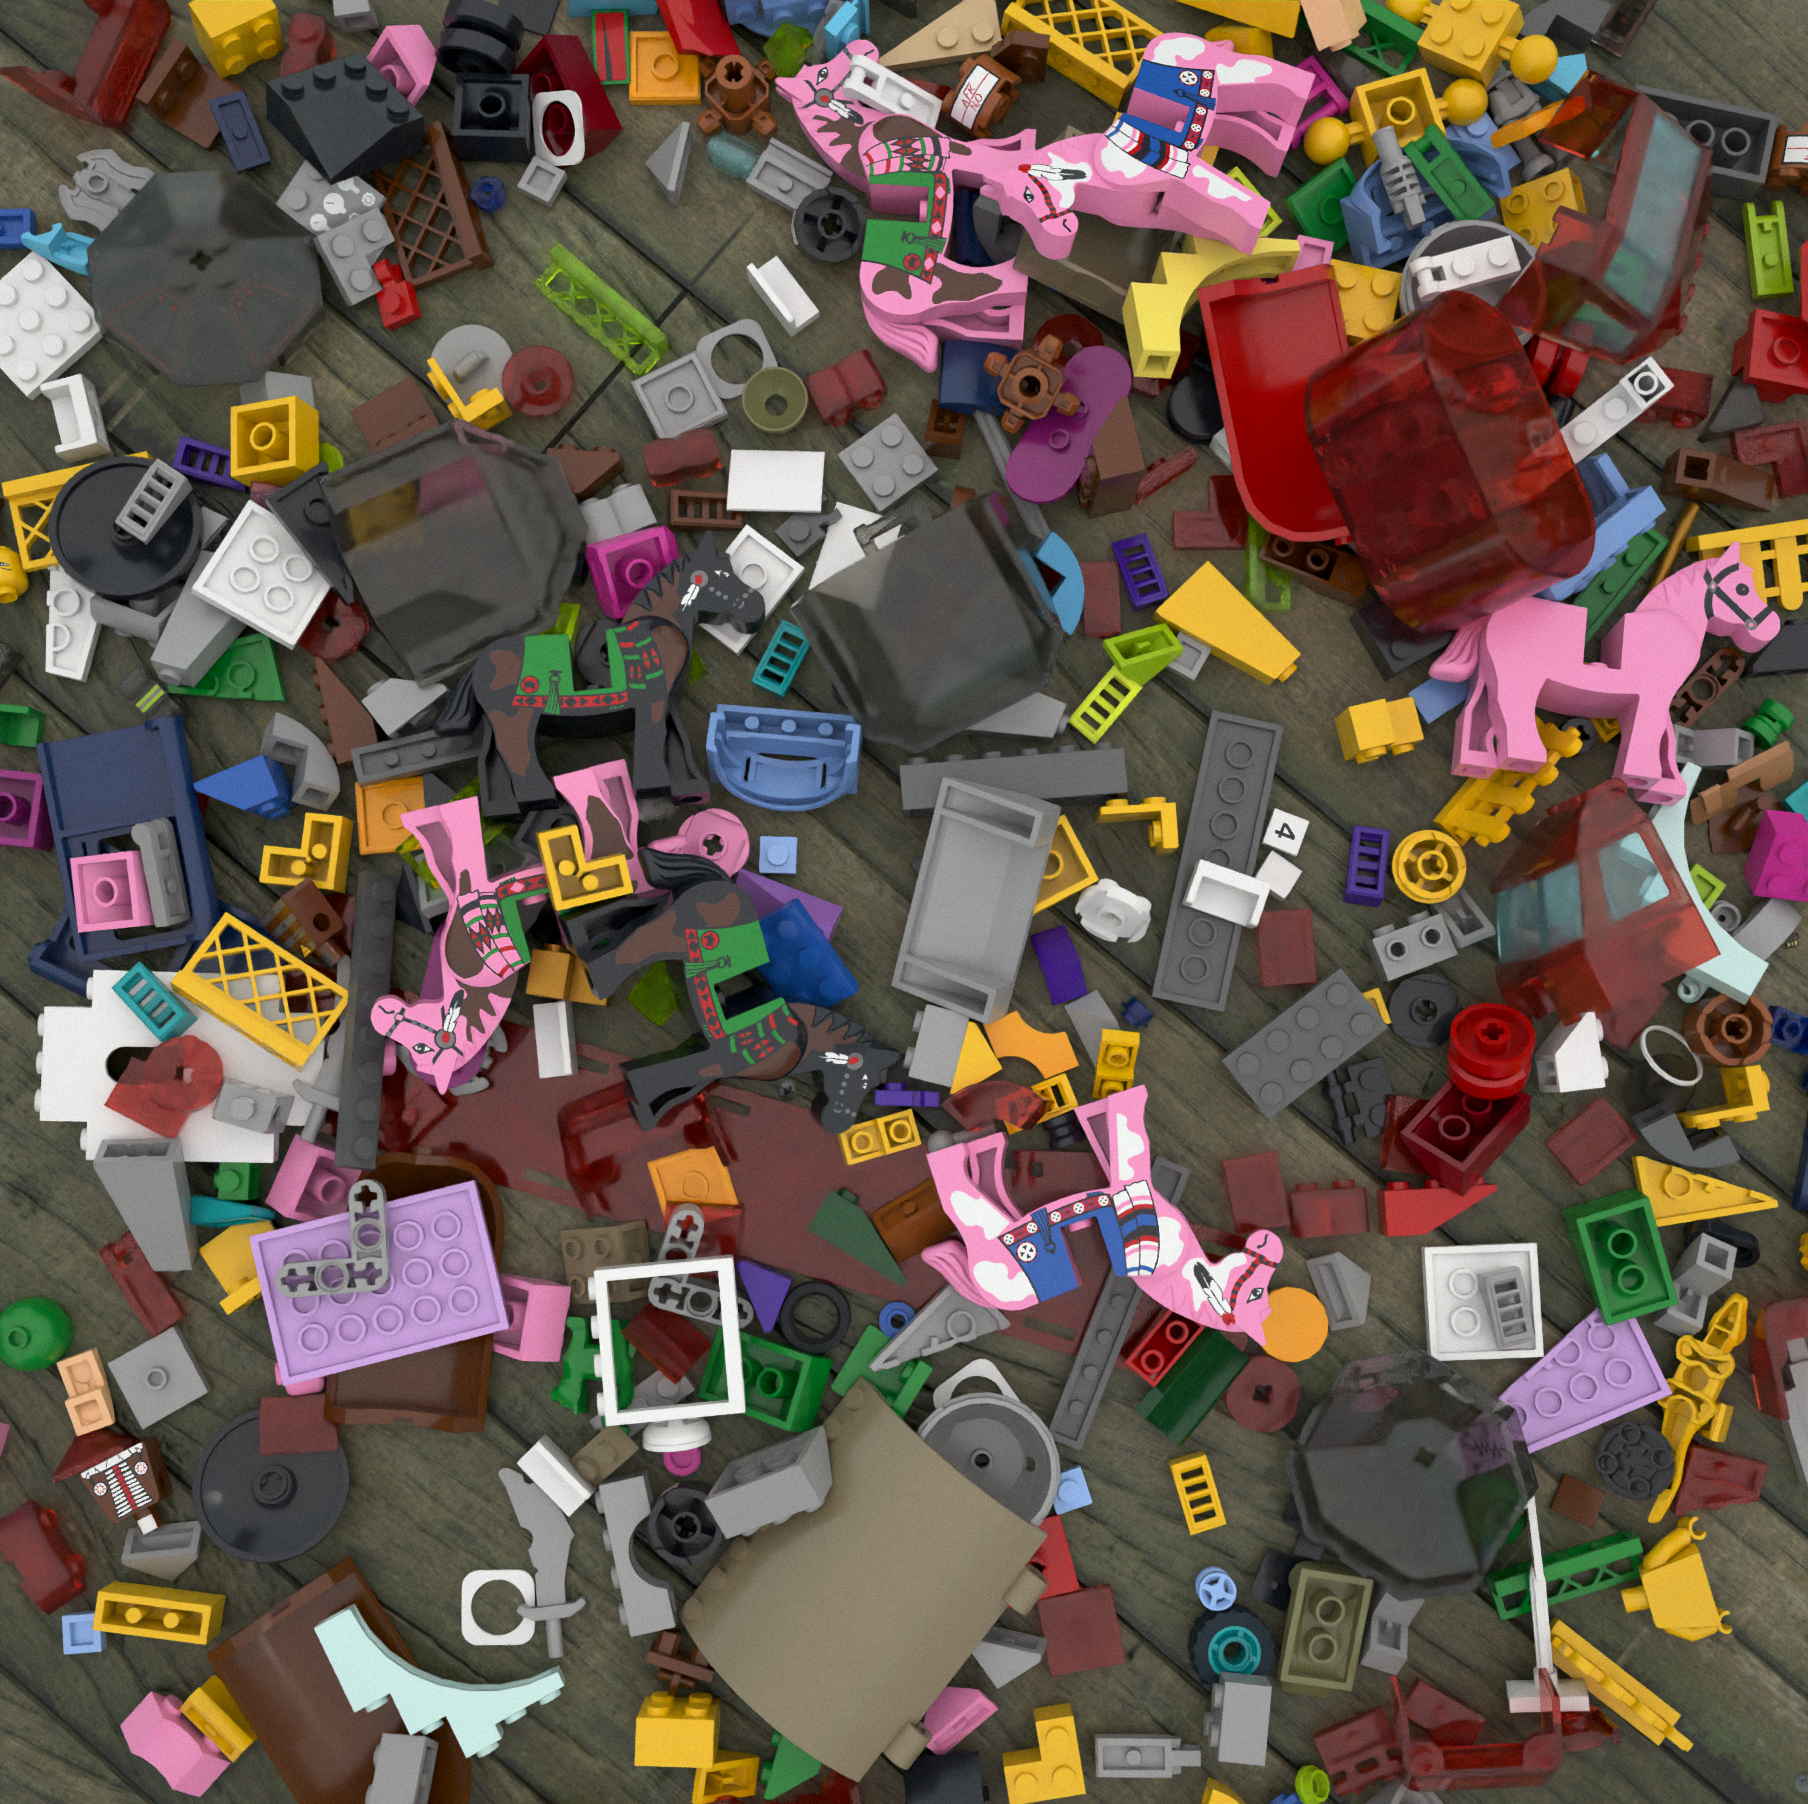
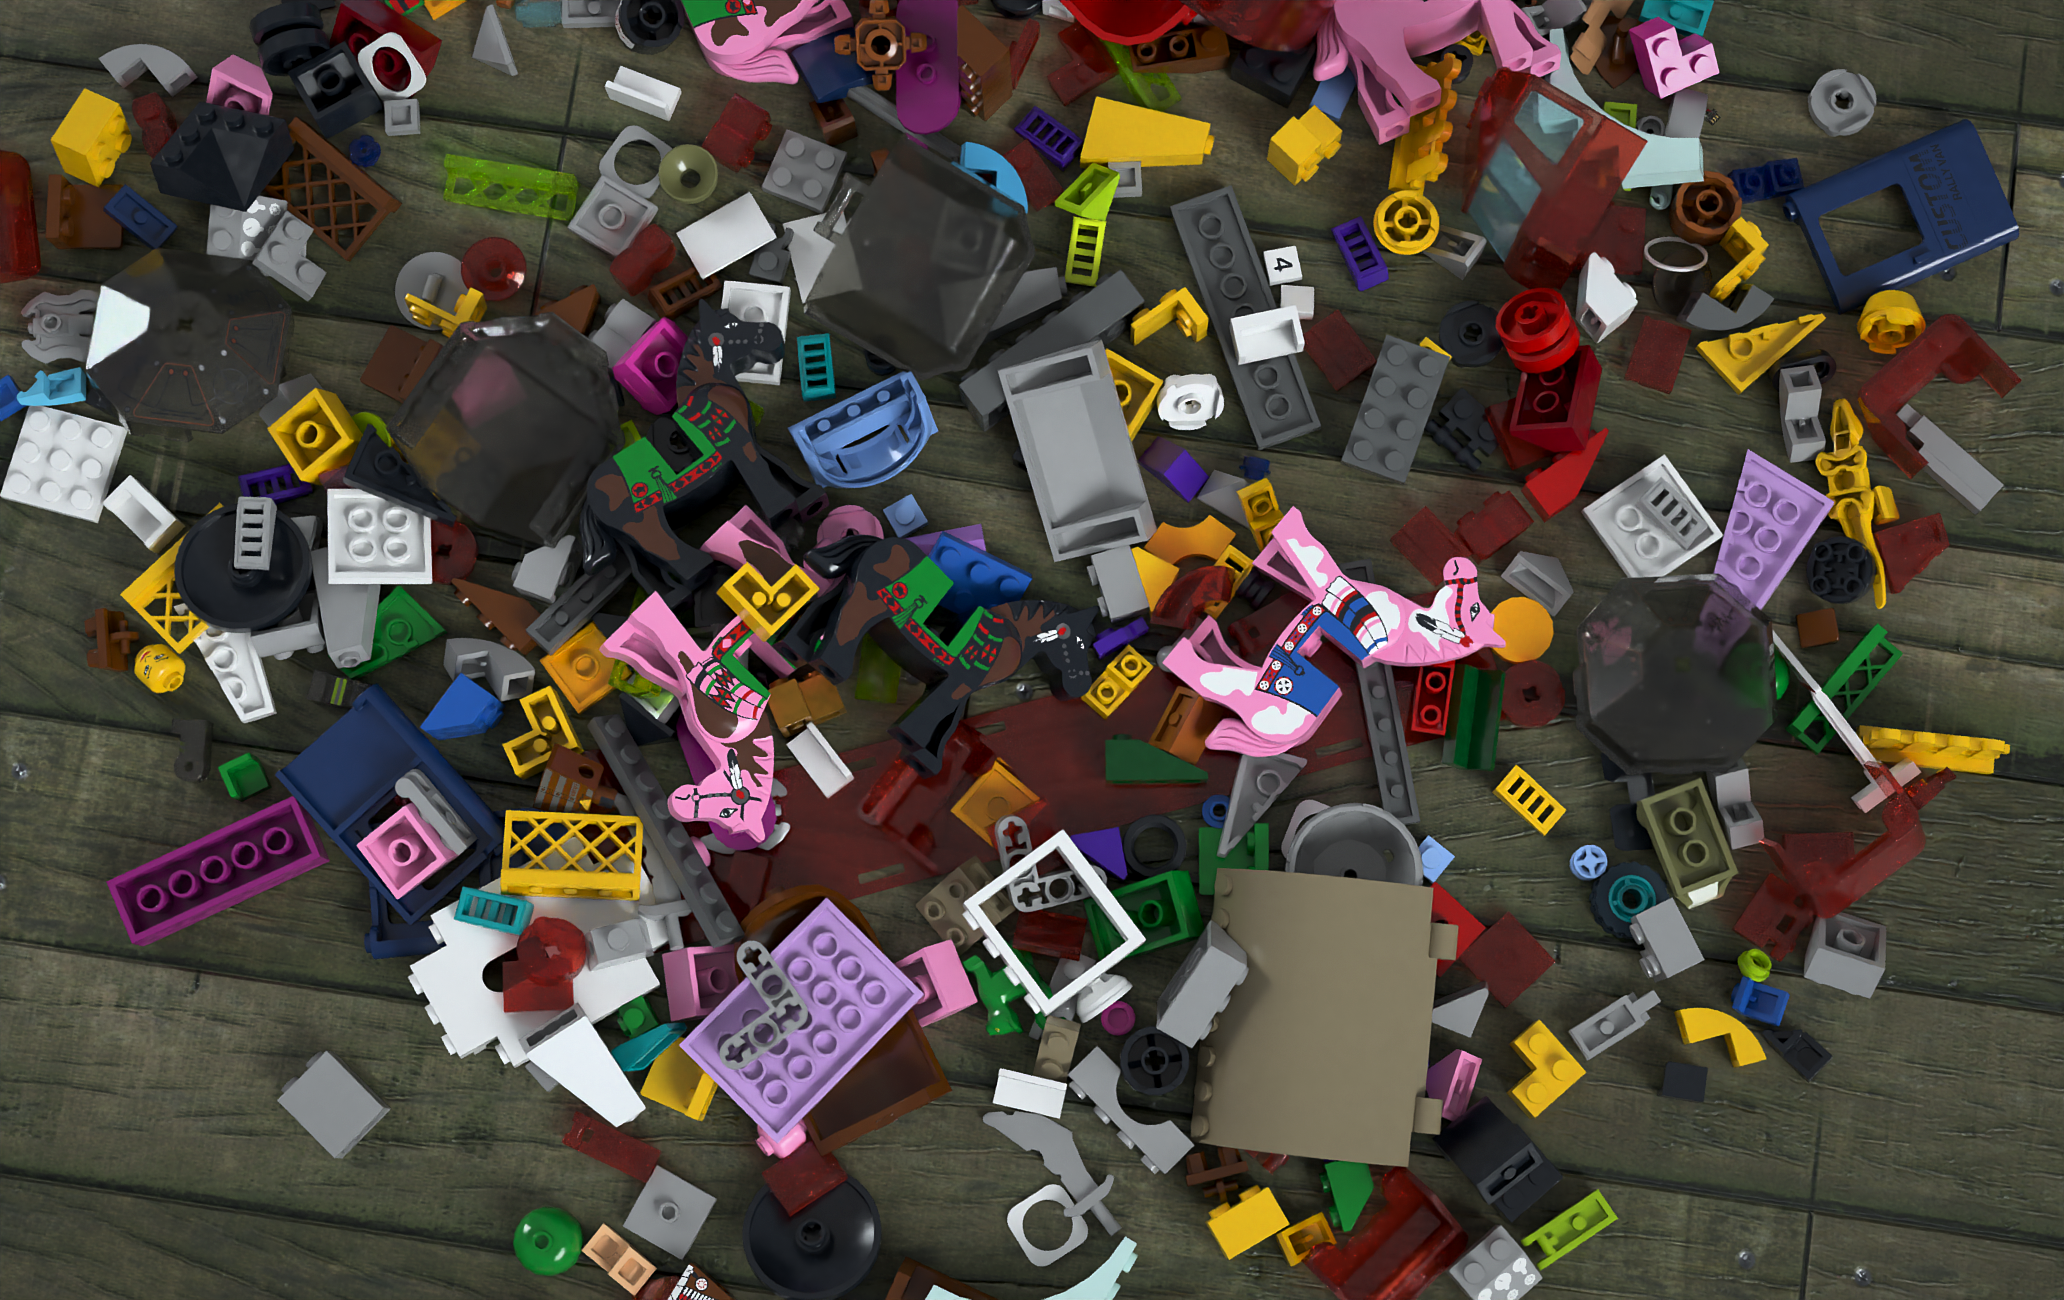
camera: 30 degrees left, 5 degrees down
(398, 299) = (344, 272): red plate -> none
(1410, 947) = (1431, 292): light grey brick -> none
(1621, 1255) = (1732, 424): green slope -> none
(1677, 1587) = (1930, 644): yellow torso -> none

